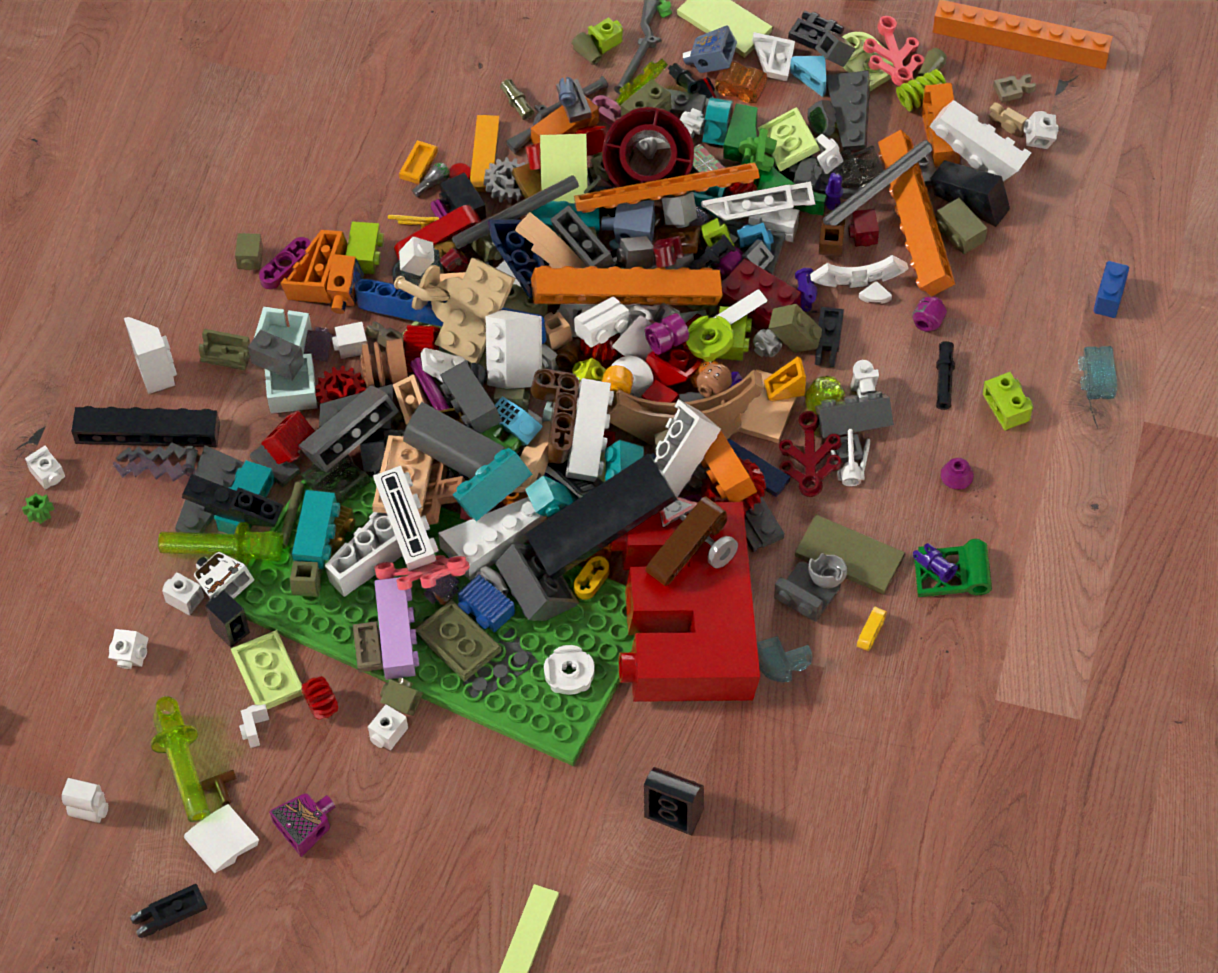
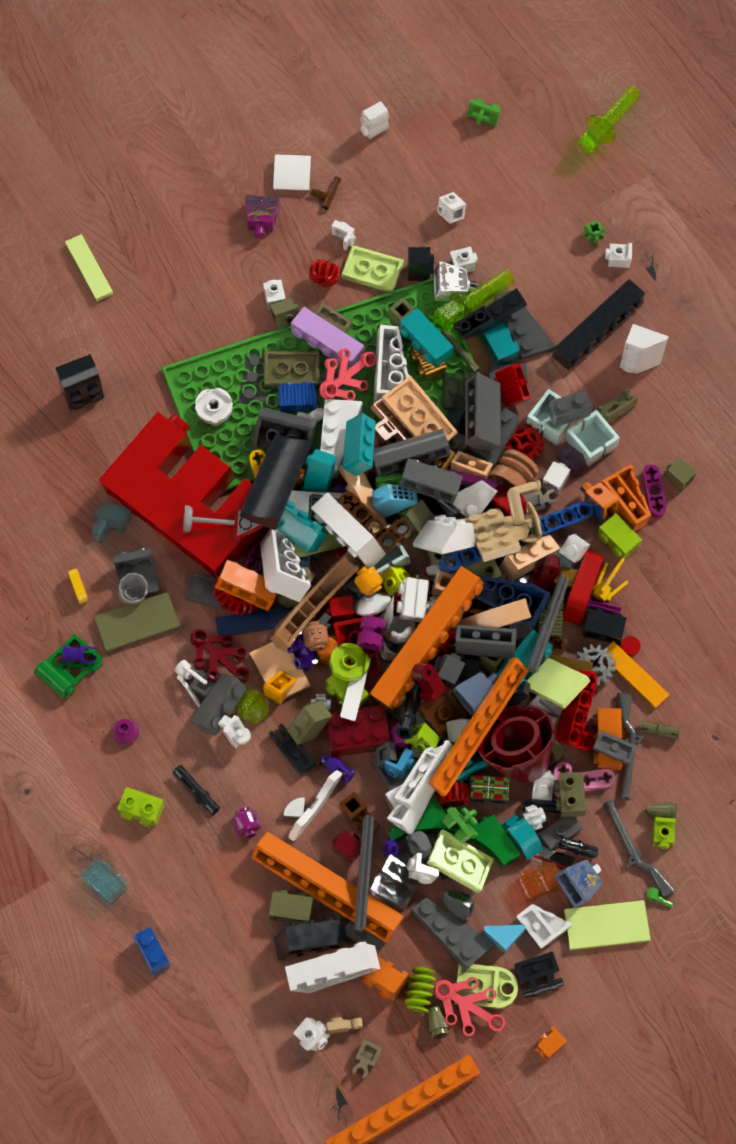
camera: 130 degrees right, 10 degrees up
(148, 461) = (574, 310): piece -> none
(170, 910) = (274, 122): black hinge -> none
(174, 740) = (368, 186): clear neon green piece -> none
(404, 517) = (381, 379): white brick -> none
(418, 162) = (664, 630): light orange tile -> none
(438, 173) = (641, 629): flat silver piece -> none
(567, 96) = (620, 741): sand blue pin -> none
(651, 71) = (594, 813): clear neon green plate -> none
(702, 521) = (211, 505): reddish brown beam -> none
(835, 48) = (503, 959): dark grey brick -> none

